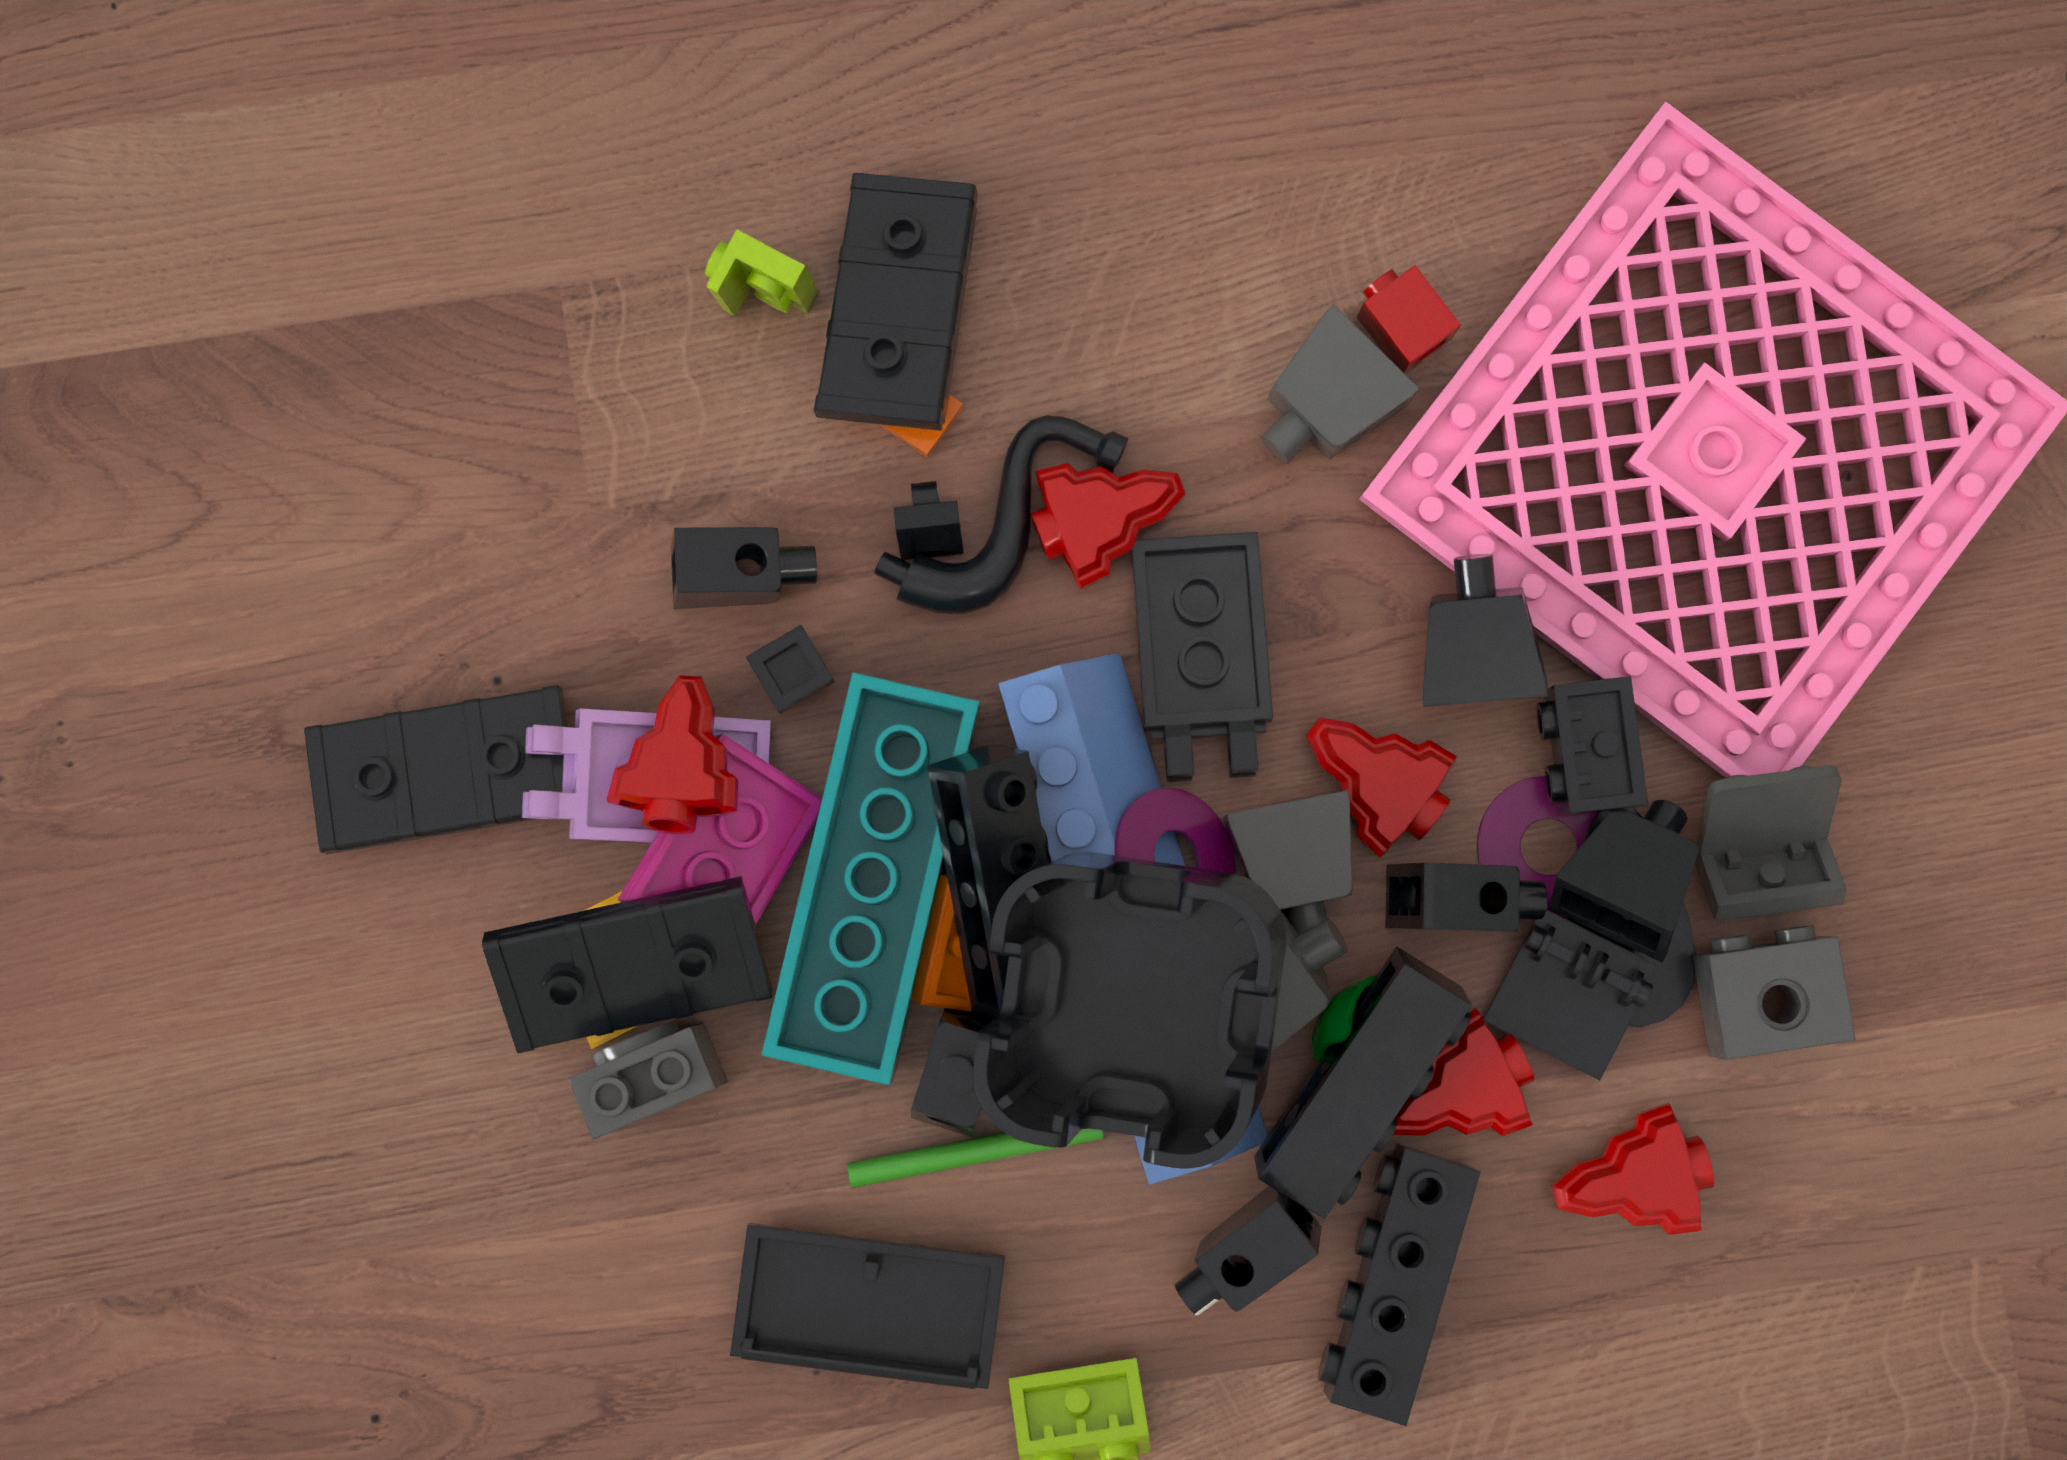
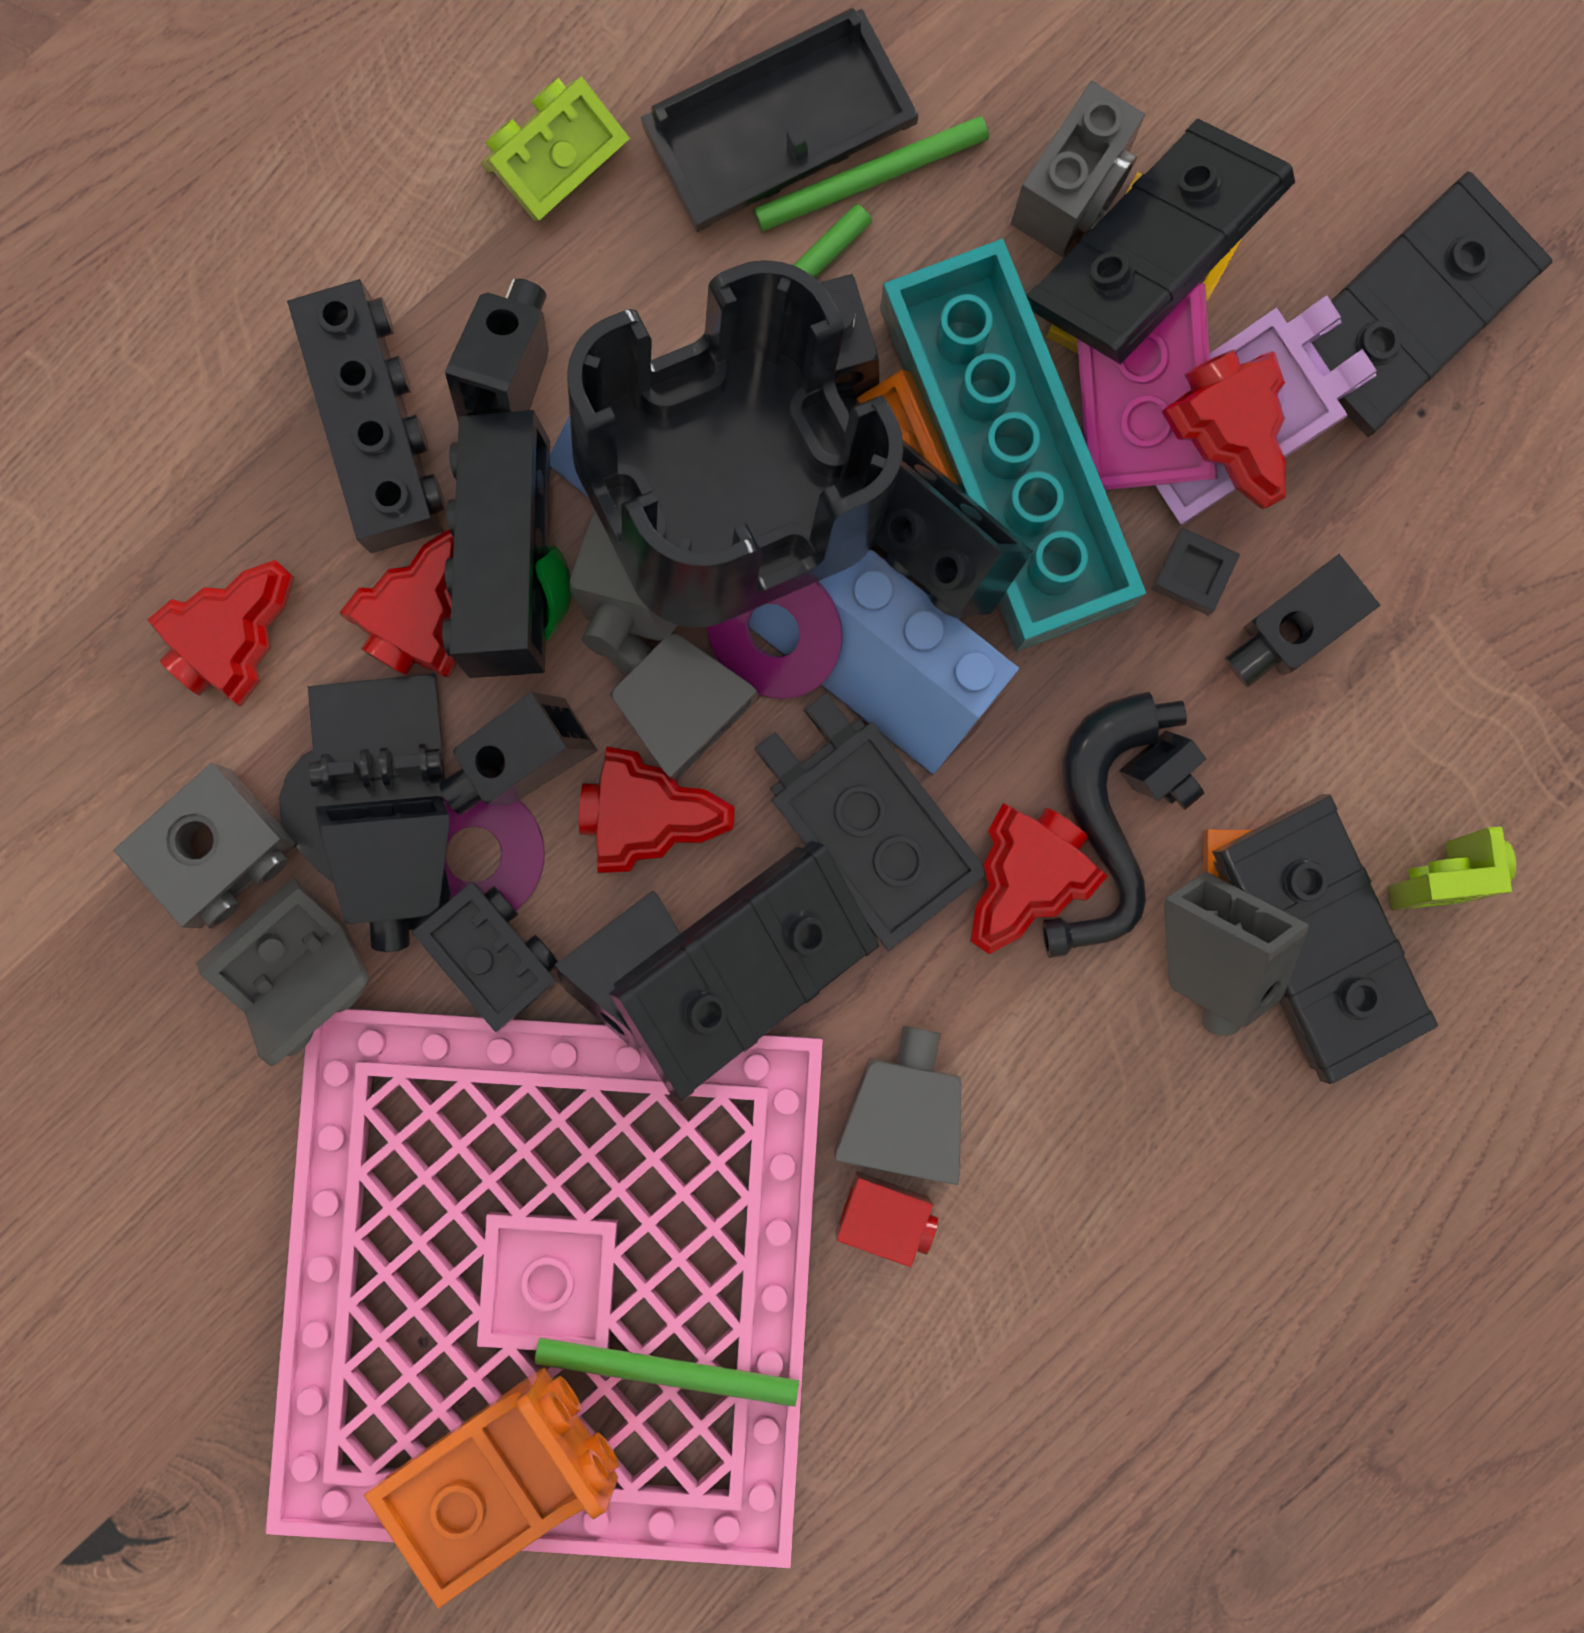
camera: 145 degrees right, 0 degrees up
(819, 1206) = (871, 173): none -> bright green bar
(985, 342) = (1229, 951): none -> dark grey torso
(1391, 591) = (743, 968): none -> black container
(1666, 315) = (667, 1372): none -> bright green bar
(1862, 316) = (495, 1486): none -> orange bracket

